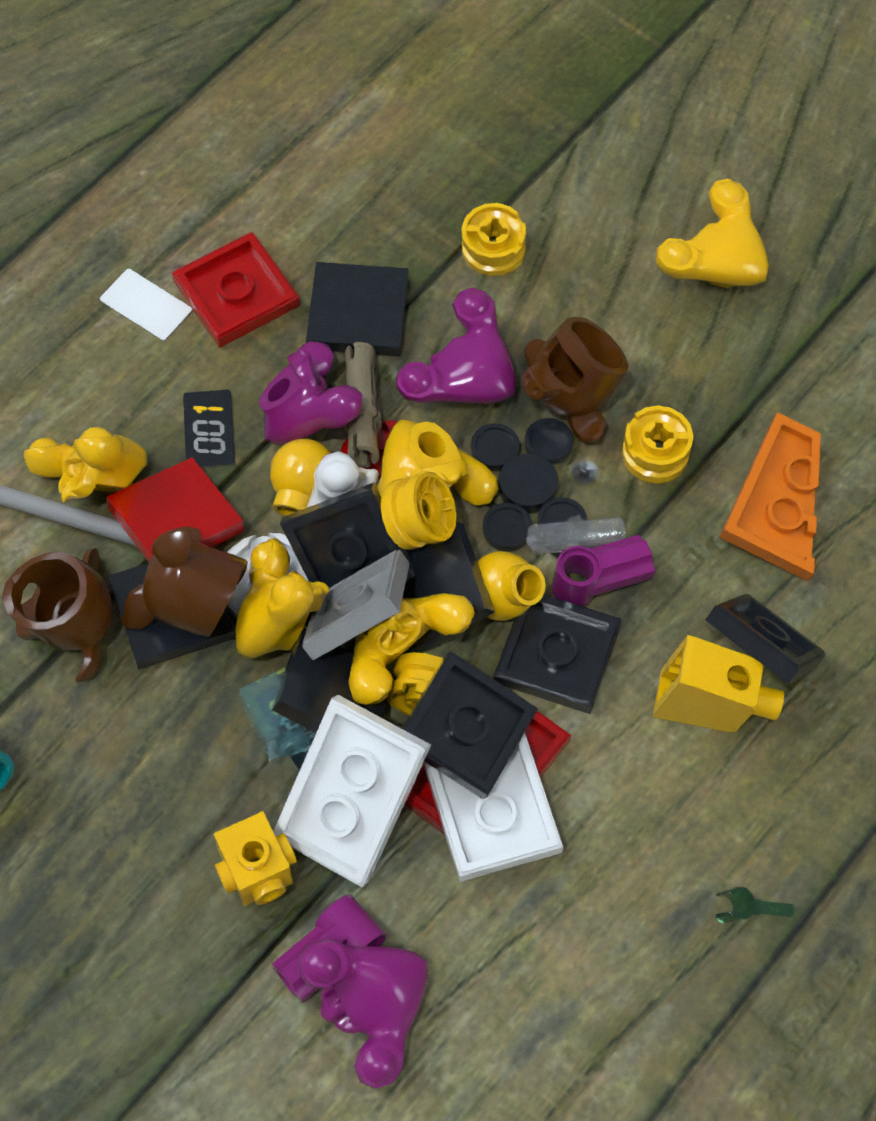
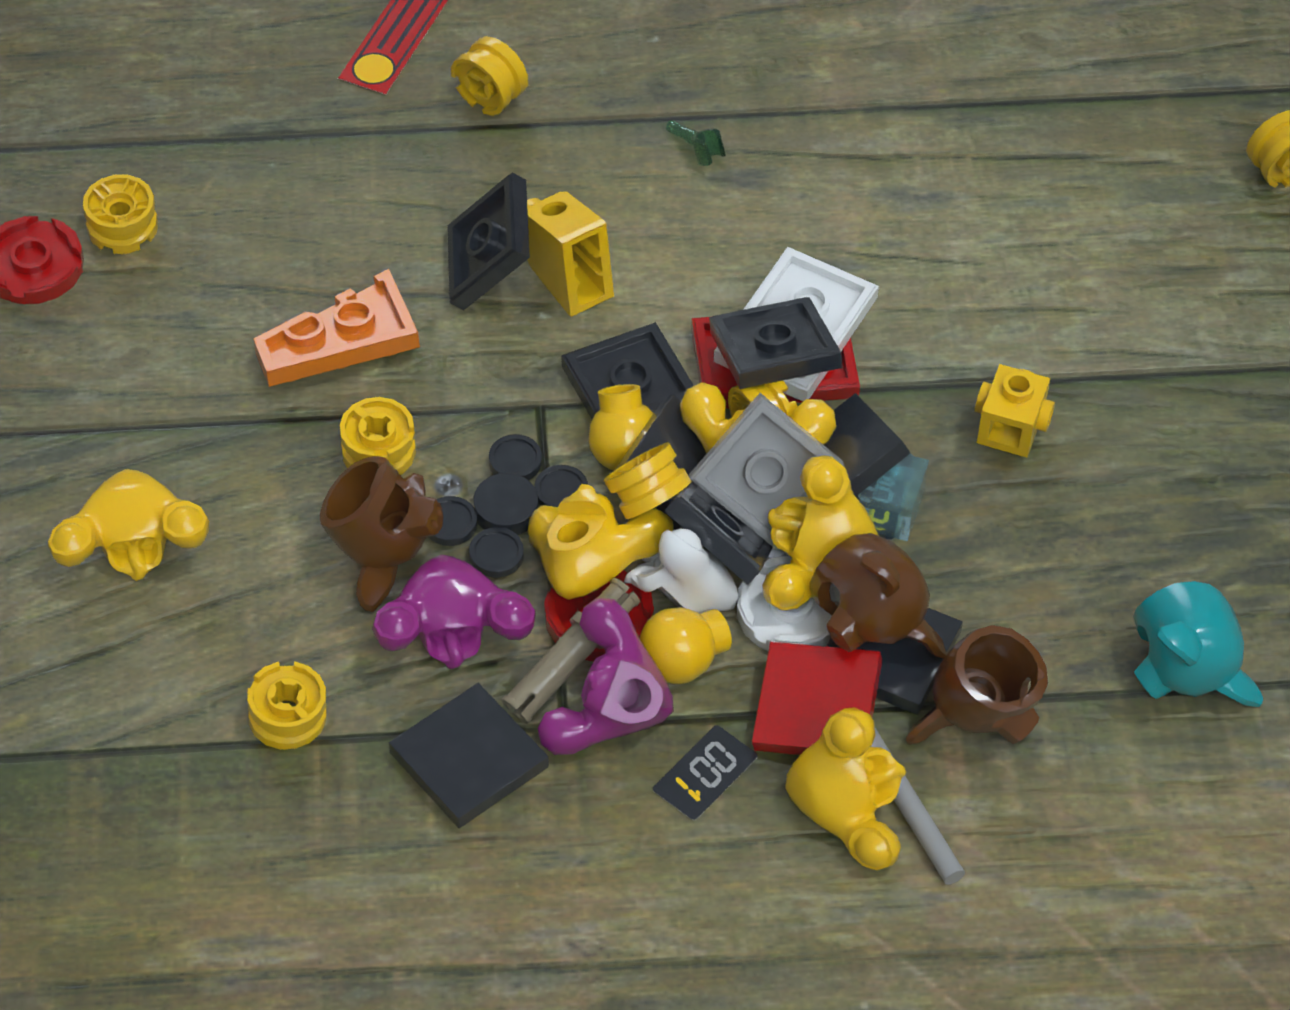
camera: 135 degrees left, 10 degrees down
(146, 304) = (640, 932): white sticker -> none
(235, 289) = (550, 868): red tile -> none
(342, 922) = (996, 329): magenta piece -> none
(351, 790) = (902, 378): white tile -> none
(371, 994) = (1019, 271): magenta head -> none
(574, 532) = (526, 421): clear axle -> none
(603, 567) = (550, 393): magenta piece -> none

